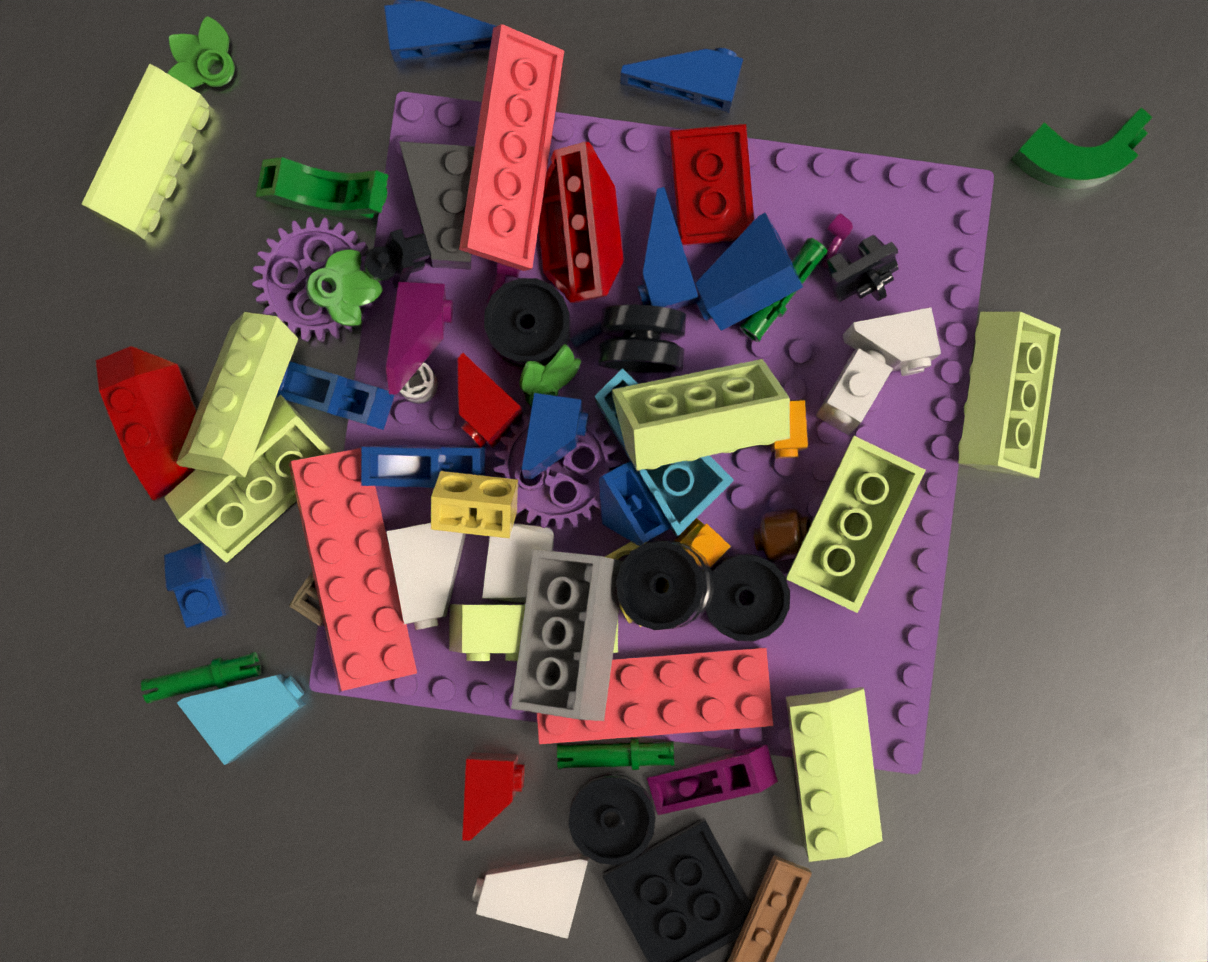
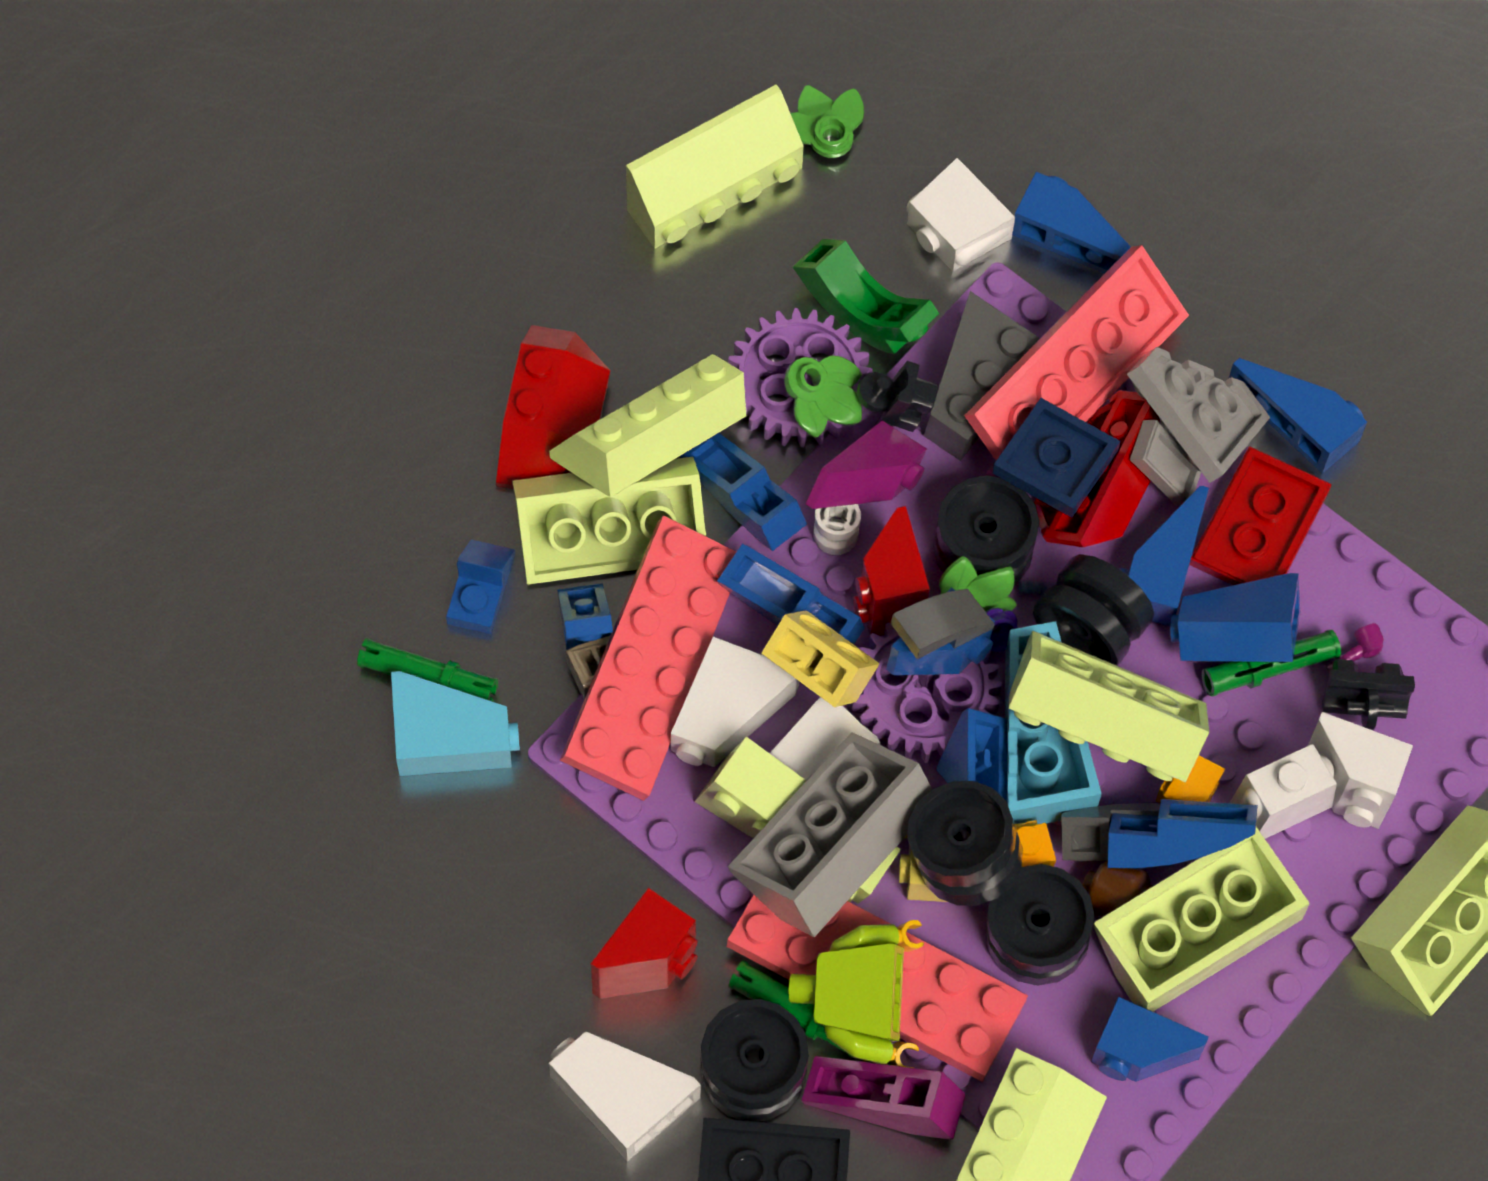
camera: 30 degrees right, 20 degrees down
(282, 564) = (584, 614): none -> blue slope
(349, 76) = (958, 217): none -> white torso
(545, 239) = (1056, 457): none -> dark blue tile
(547, 431) = (941, 620): none -> dark grey slope
(580, 387) = (1007, 621): none -> dark purple plate
(621, 185) = (1165, 462): none -> light grey tile
(623, 131) = (1203, 413): none -> light grey plate
(656, 730) = (861, 991): none -> lime torso
(742, 498) = (1087, 829): none -> dark grey slope
(805, 472) = (1178, 833): none -> blue slope
(864, 634) = (1144, 1043): none -> blue slope

